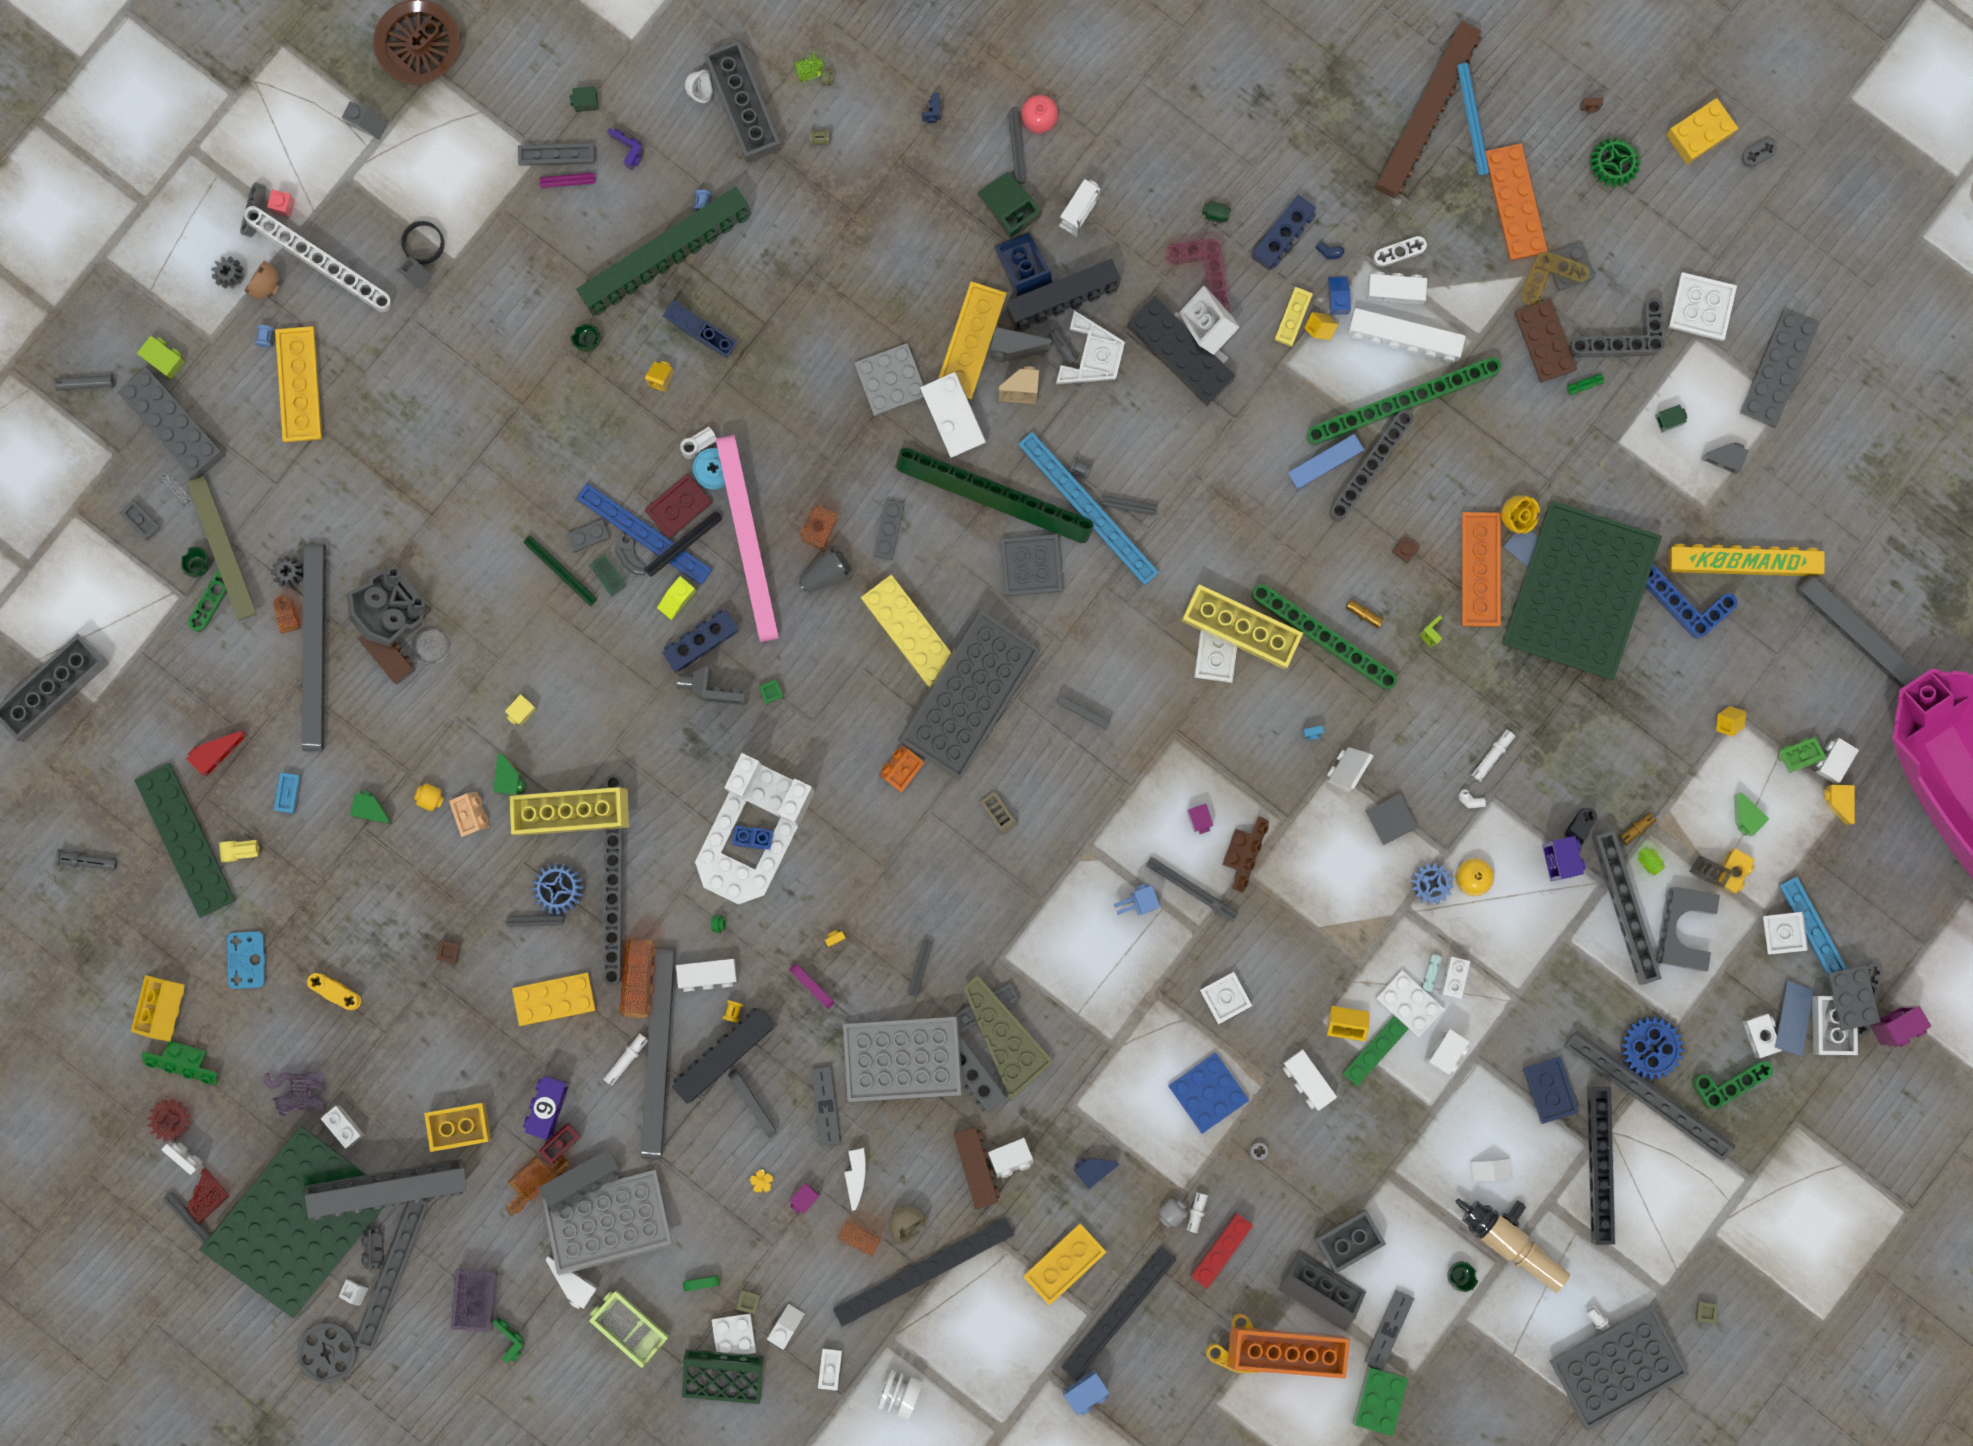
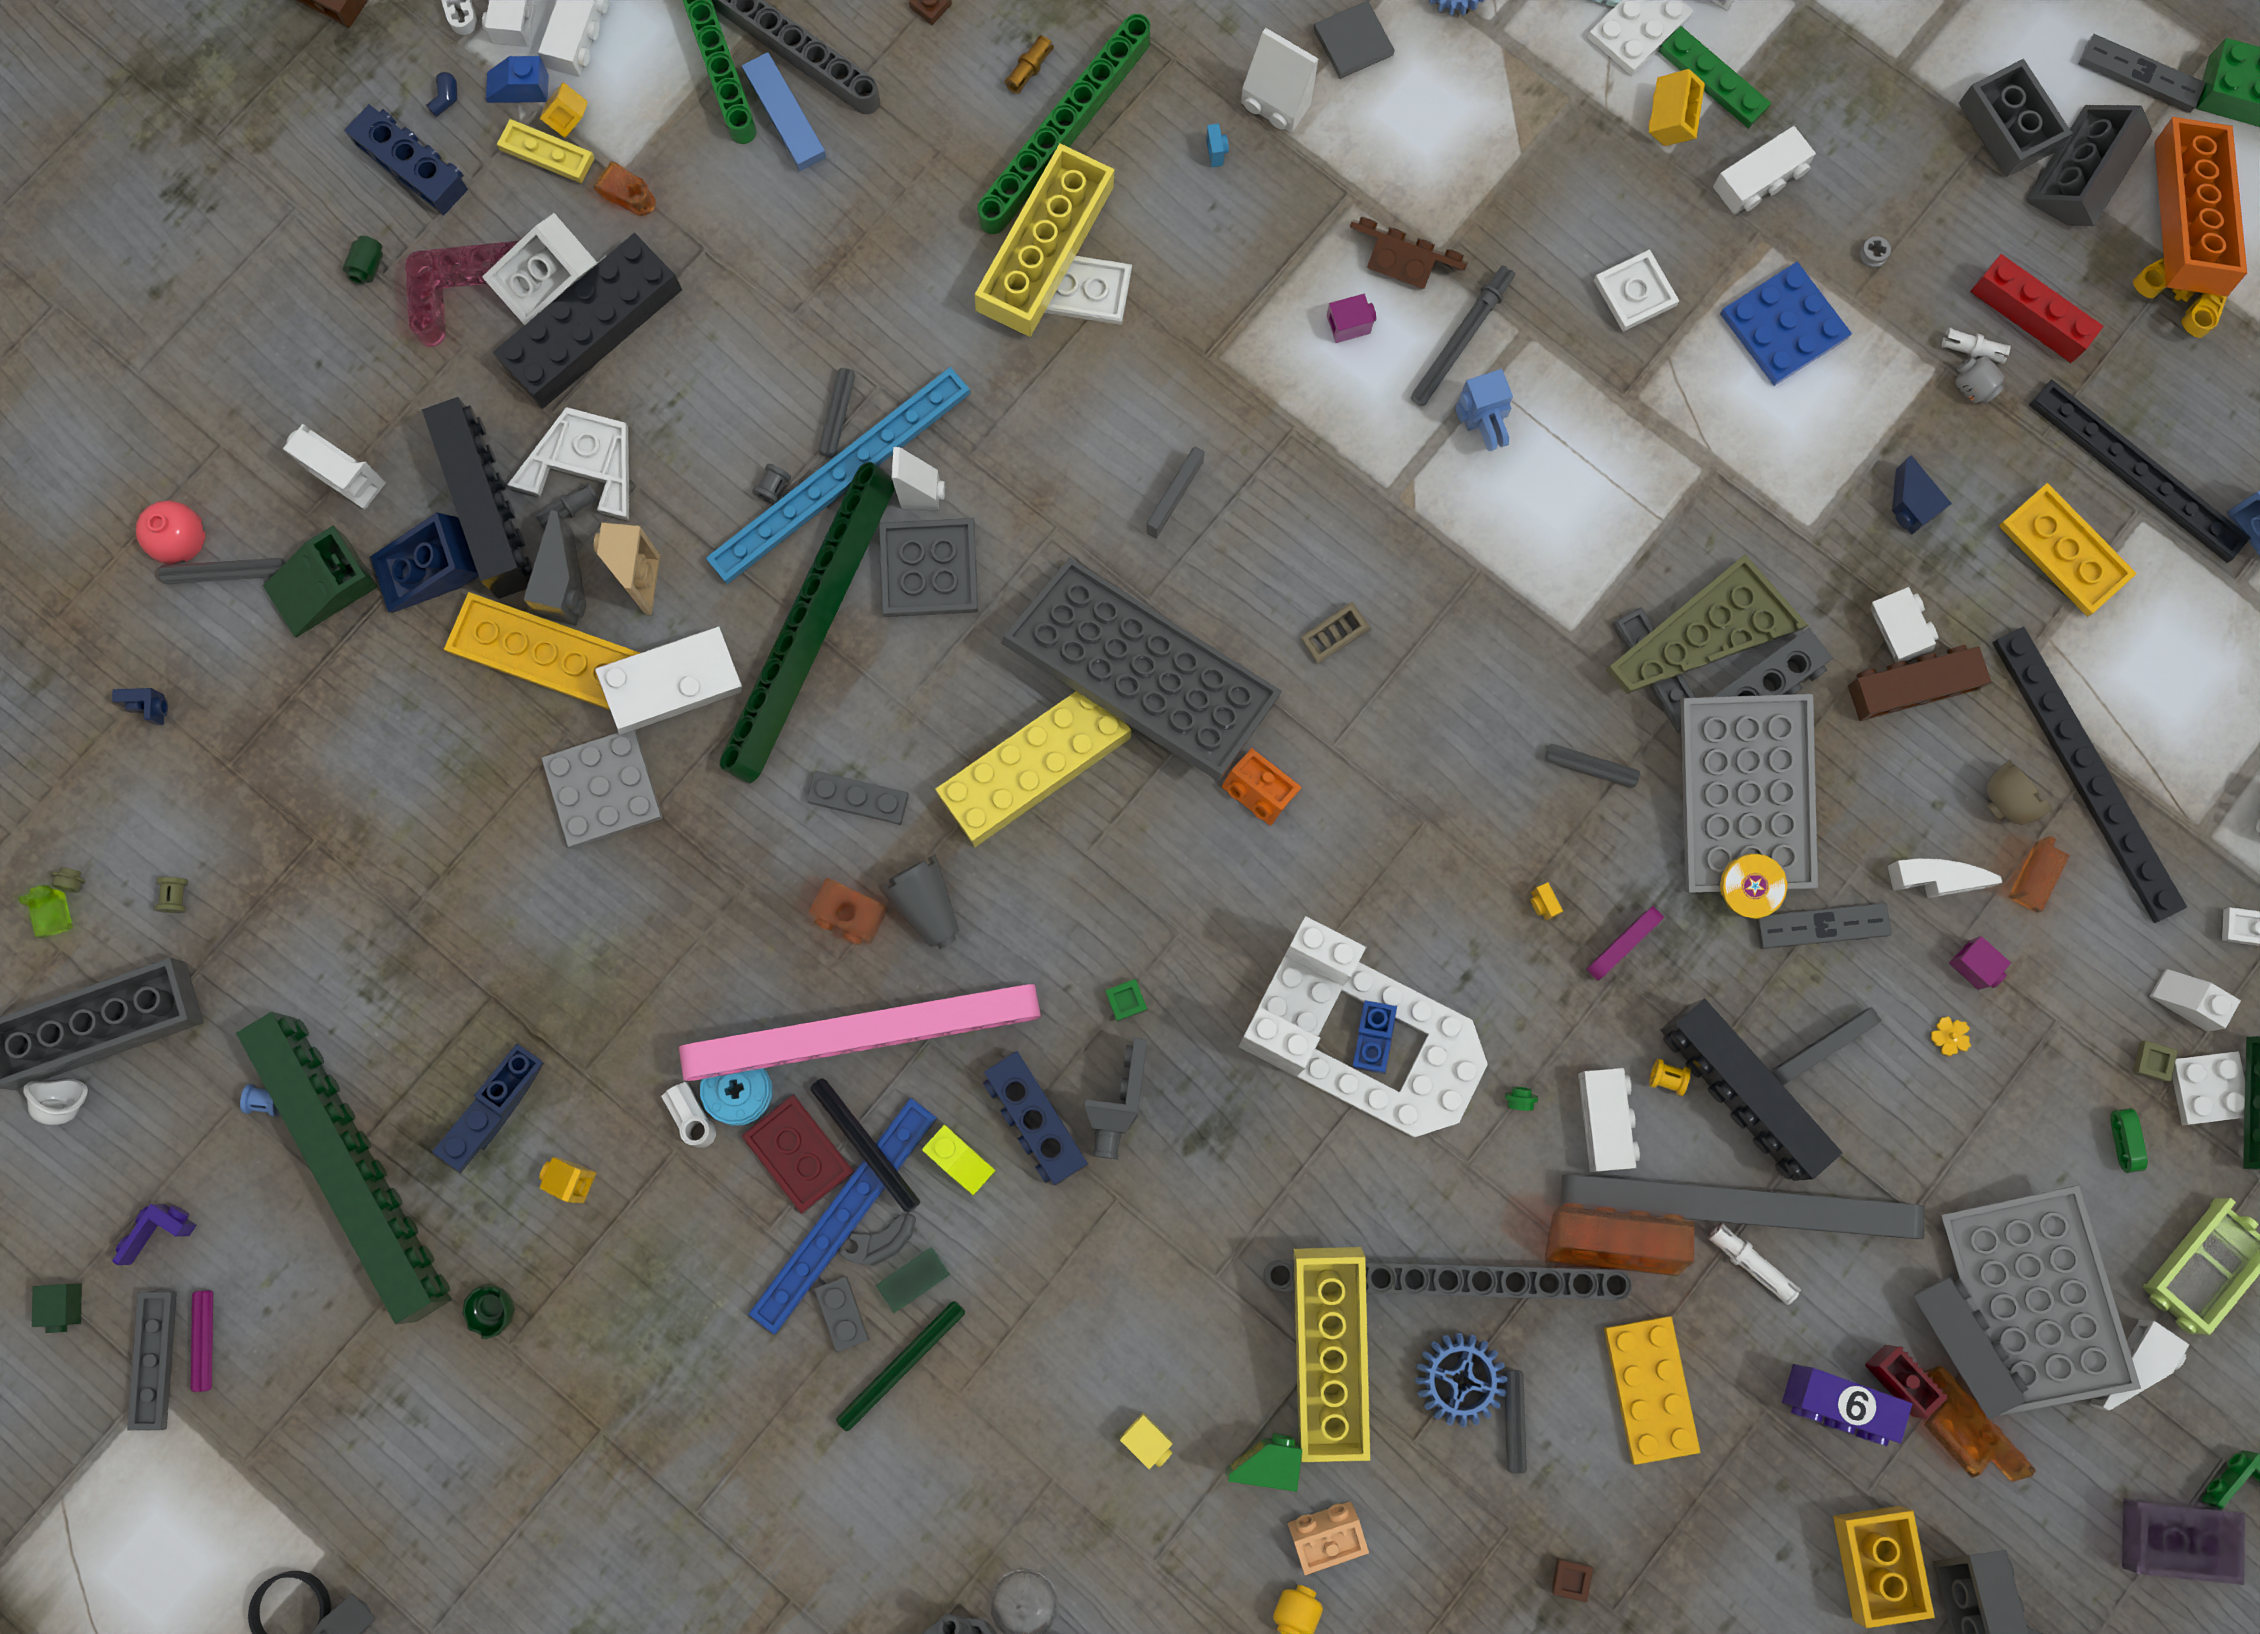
camera: 85 degrees left, 5 degrees down
(846, 1061) = (1753, 885): none -> yellow tile
(1080, 555) = (916, 482): none -> white slope
(1270, 365) = (625, 189): none -> clear orange piece

